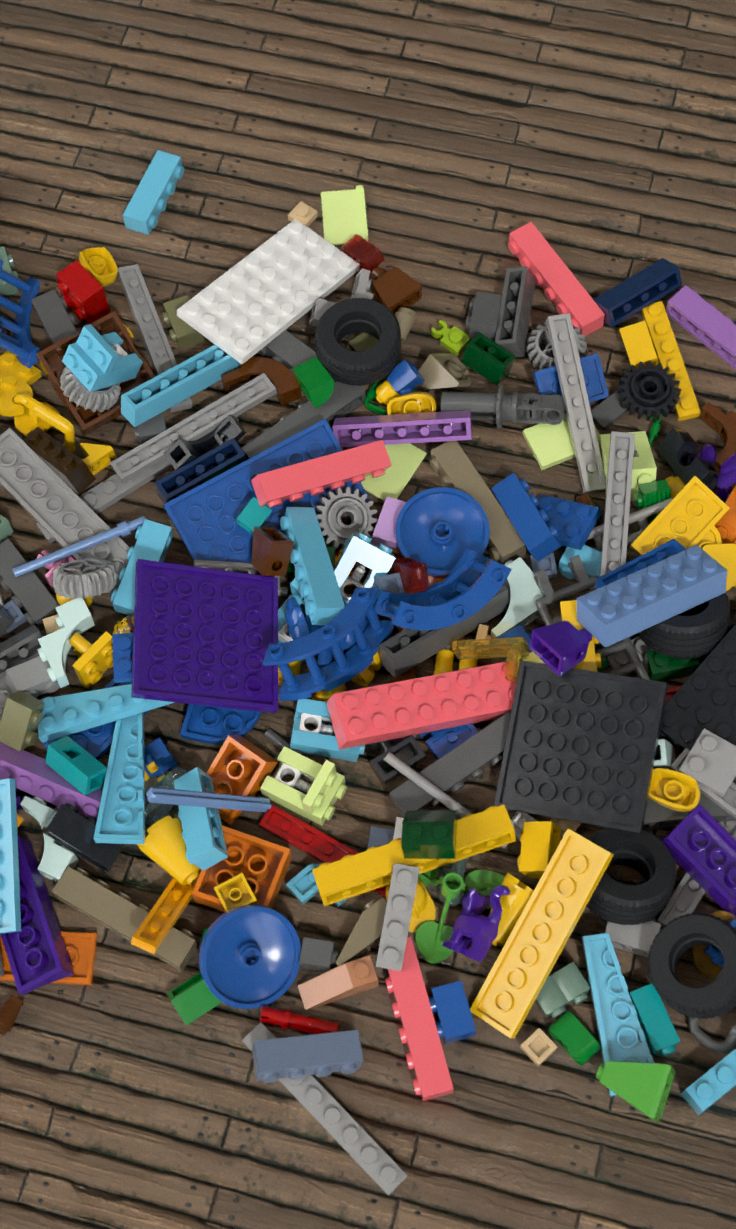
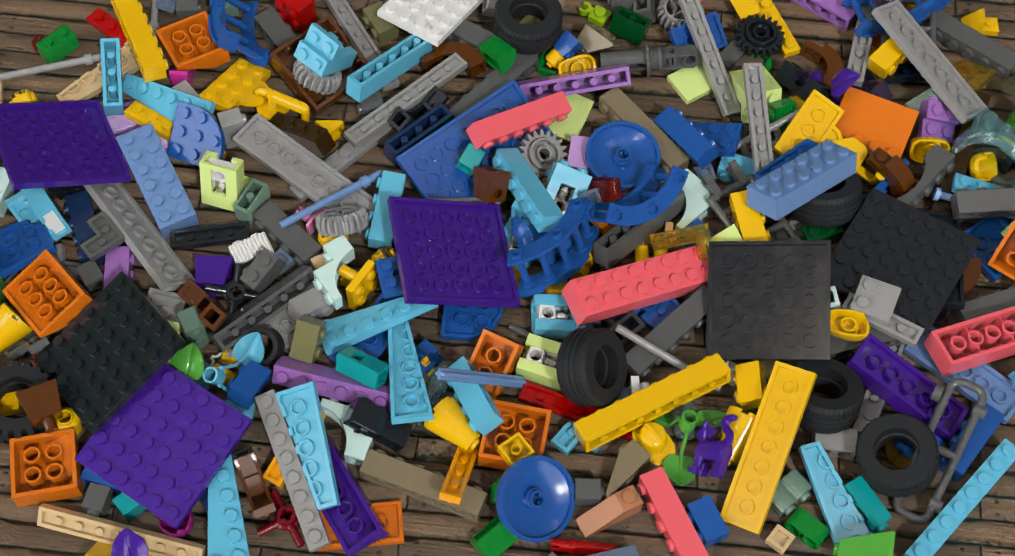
camera: 15 degrees left, 5 degrees down
(324, 797) = (591, 367): none -> black tyre
(397, 917) = (650, 450): light grey plate -> none
(429, 834) = (665, 382): dark green slope -> none
(560, 645) = (739, 224): dark purple torso -> none

